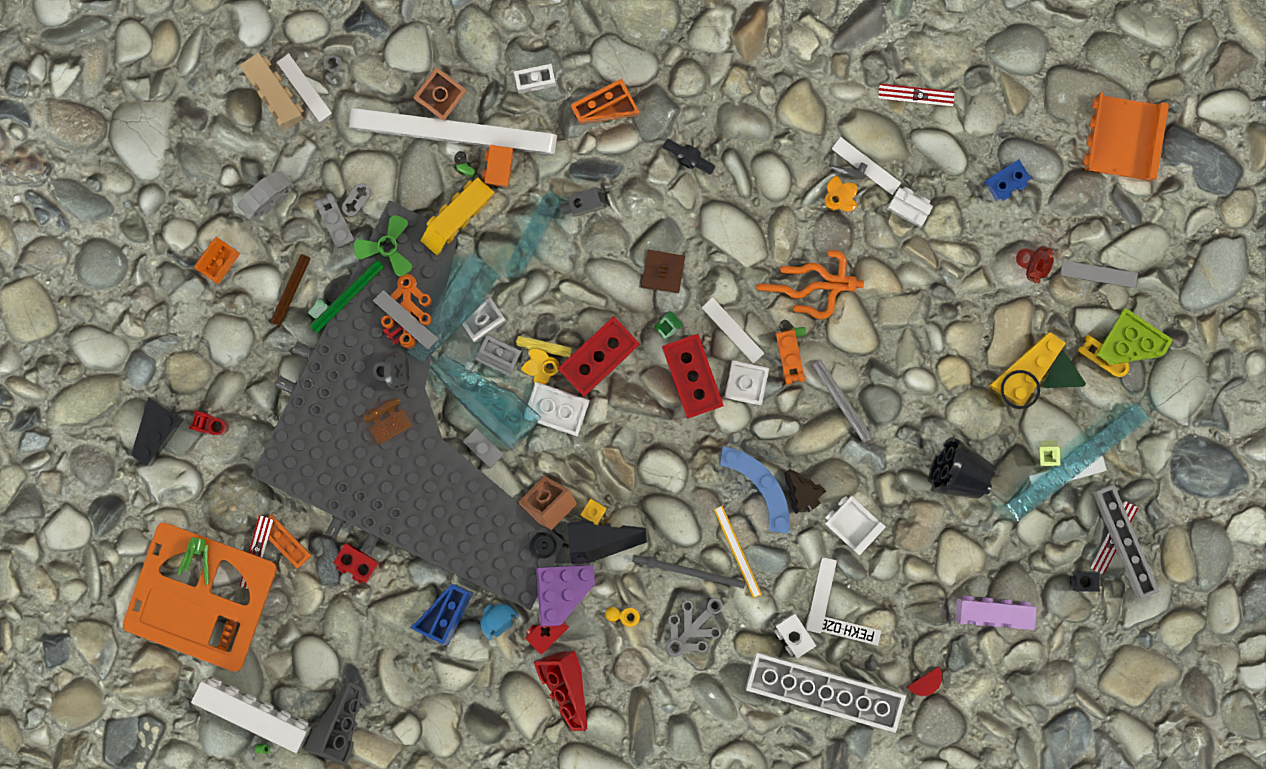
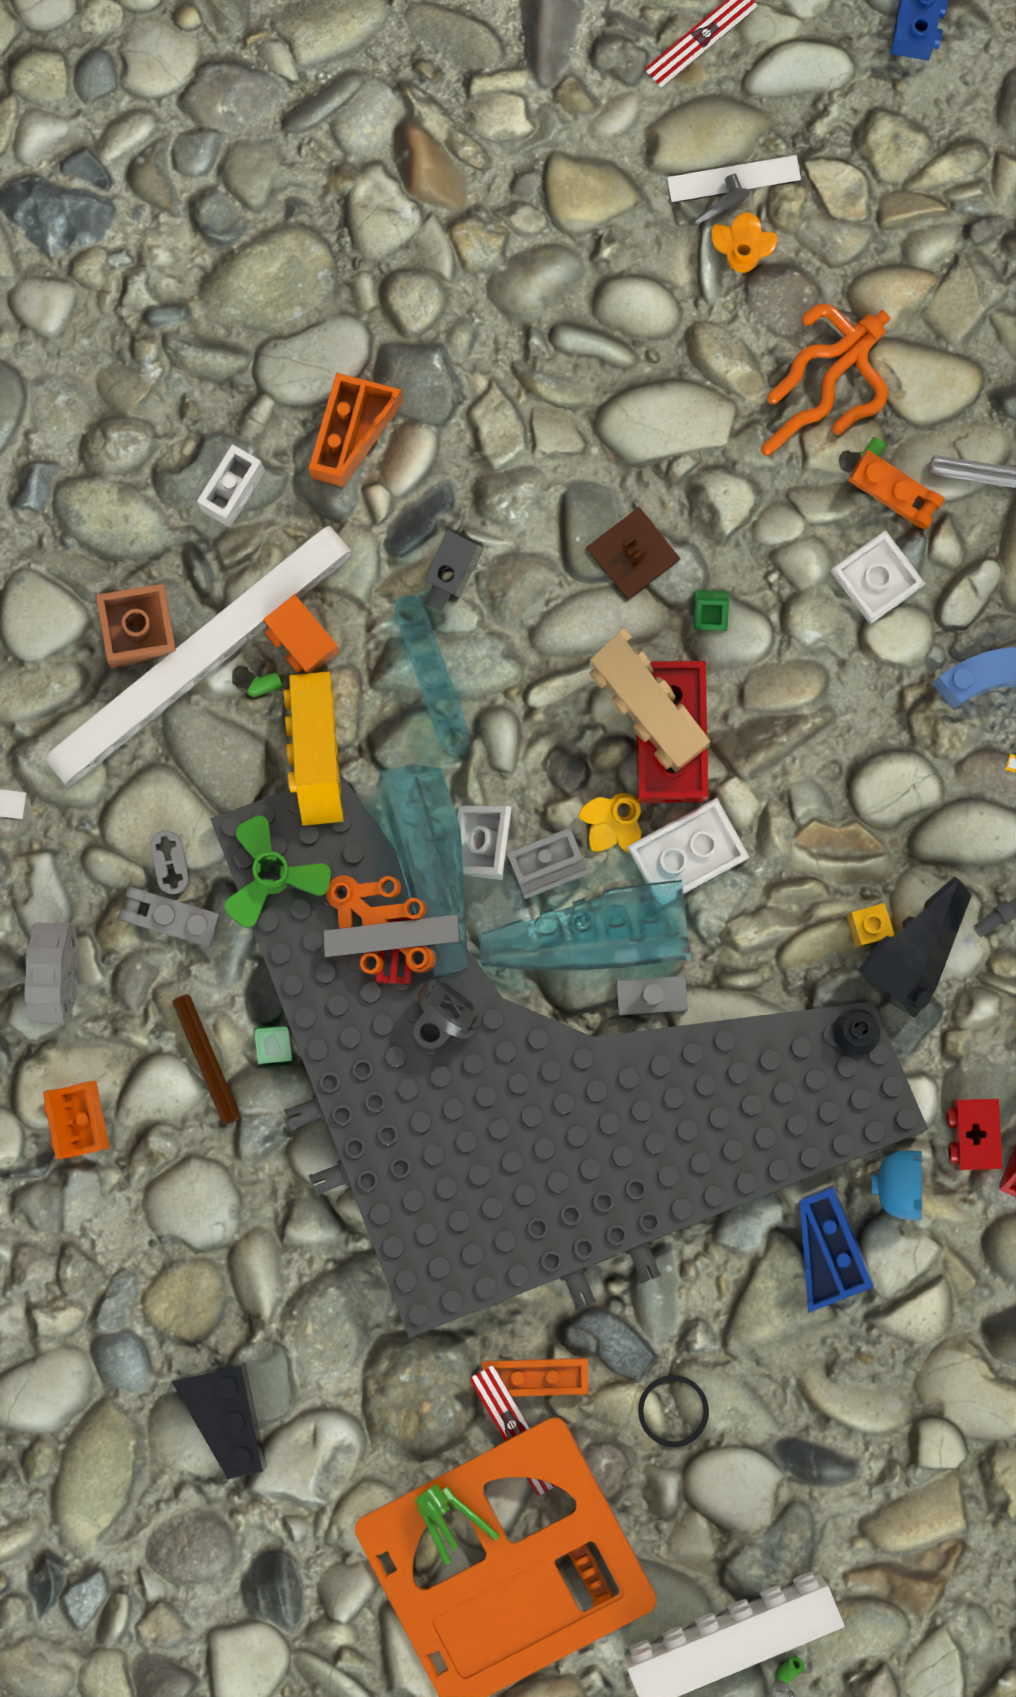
camera: 50 degrees left, 5 degrees down
(205, 423) = (277, 1338): red piece -> none
(334, 731) = (854, 1548): dark grey wedge -> none
(340, 610) = (705, 1411): none -> black piece
(346, 296) = (286, 988): green axle -> none
(358, 558) = (650, 1297): red brick -> none
(389, 427) = (514, 1087): clear orange plate -> none
(546, 346) = (598, 788): light yellow axle -> none
(548, 502) = (804, 974): nougat slope -> none
(561, 591) = (941, 1064): medium lavender plate -> none
(598, 336) = (647, 702): none -> tan wedge
(689, 156) = (515, 384): black axle -> none
(698, 364) = (824, 619): red brick -> none
(732, 330) = (792, 534): white sticker -> none
(910, 207) = (839, 167): white brick -> none

